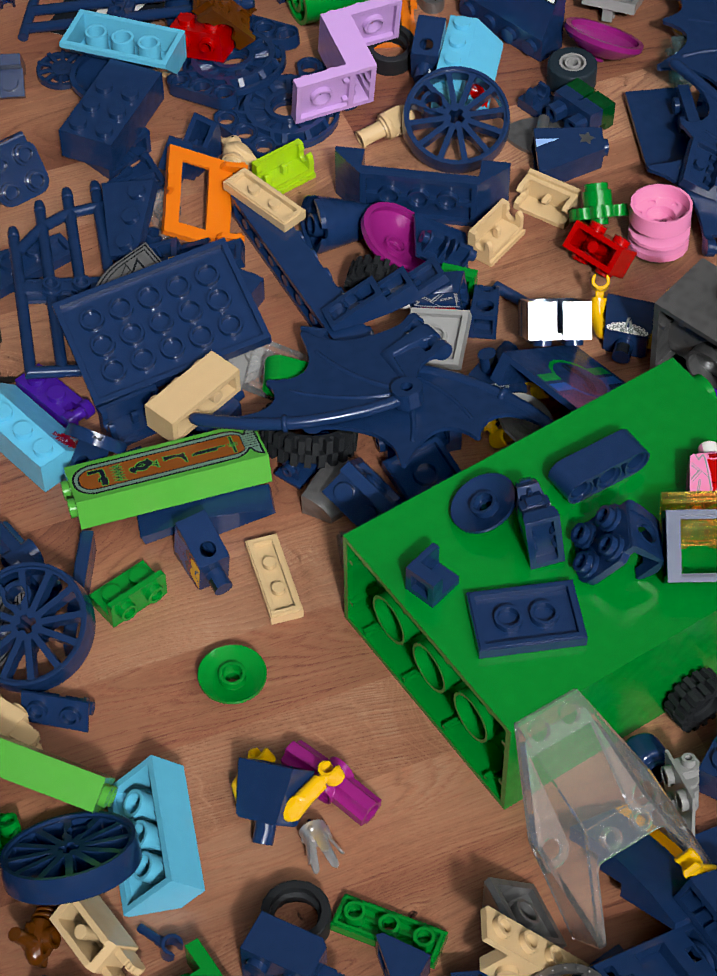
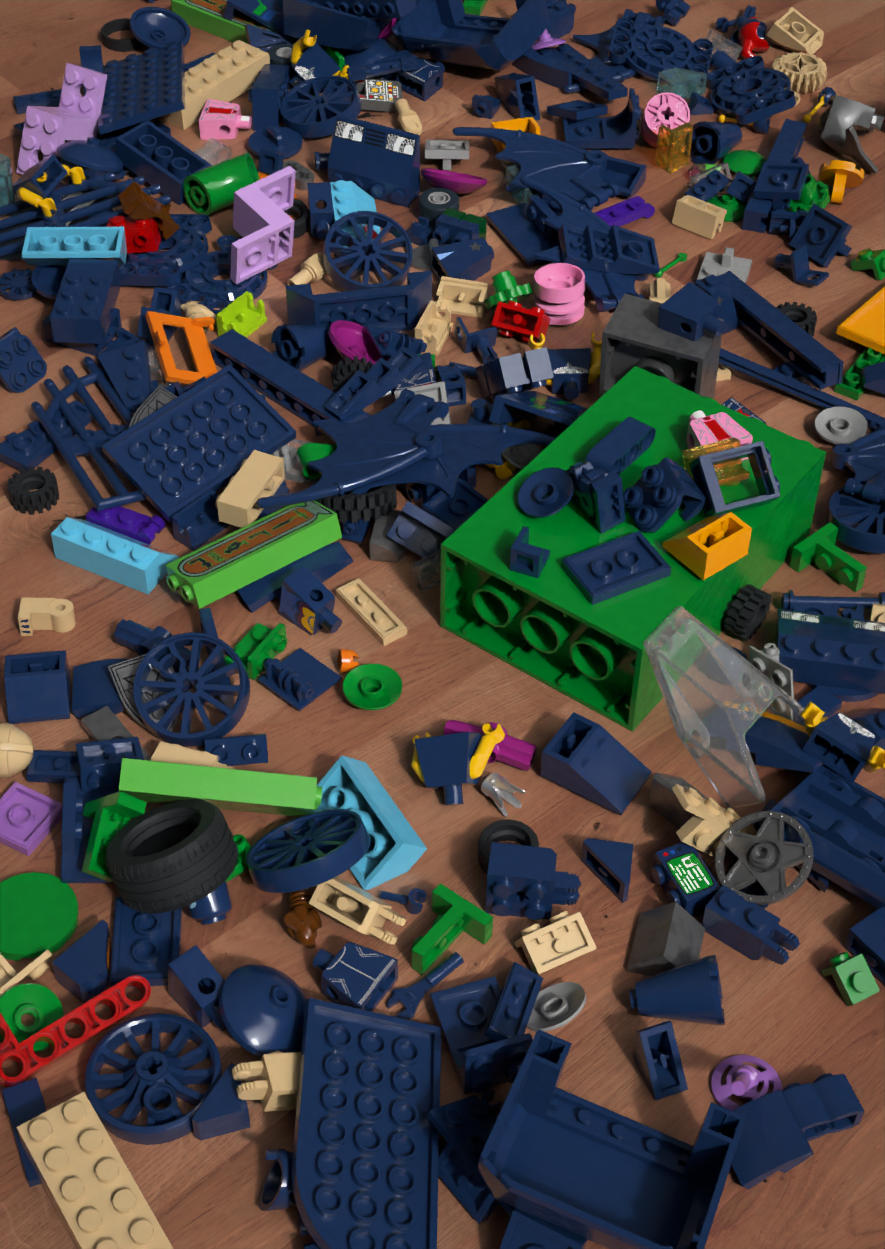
camera: 20 degrees left, 5 degrees down
(92, 444) = (179, 542): dark blue tile -> none
(159, 640) = (298, 678): none -> dark blue hinge
(218, 632) = (345, 660): none -> orange hinge
(264, 199) = (240, 338): tan tile -> none
(364, 920) = (569, 838): green tile -> none
(434, 842) = (593, 764): none -> dark blue slope
(542, 263) = (477, 341): none -> dark blue bracket
(644, 621) = (711, 544): none -> light orange slope

